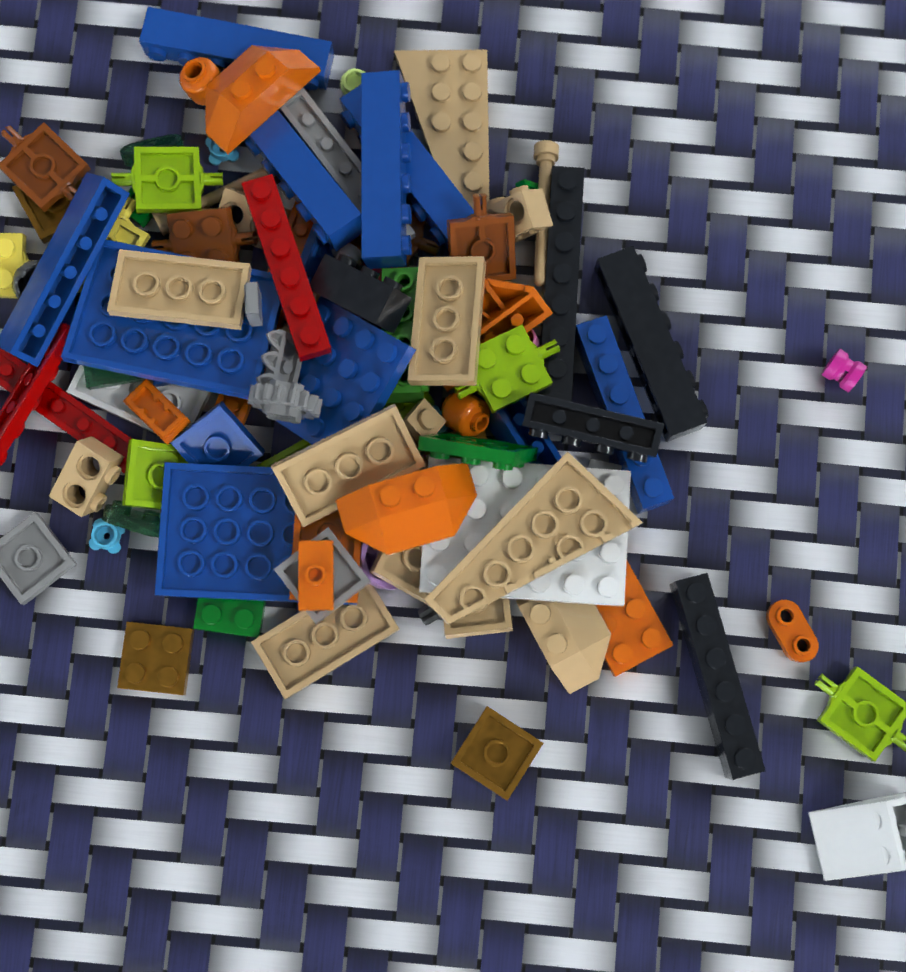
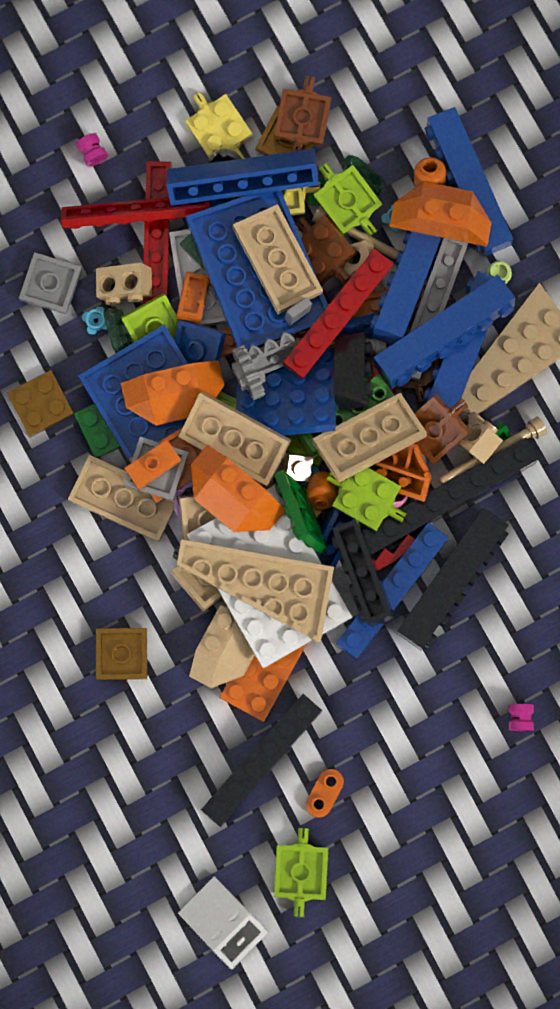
camera: 60 degrees right, 0 degrees up
(246, 503) = (172, 392): none -> orange wedge
(582, 371) = (387, 559): none -> red slope

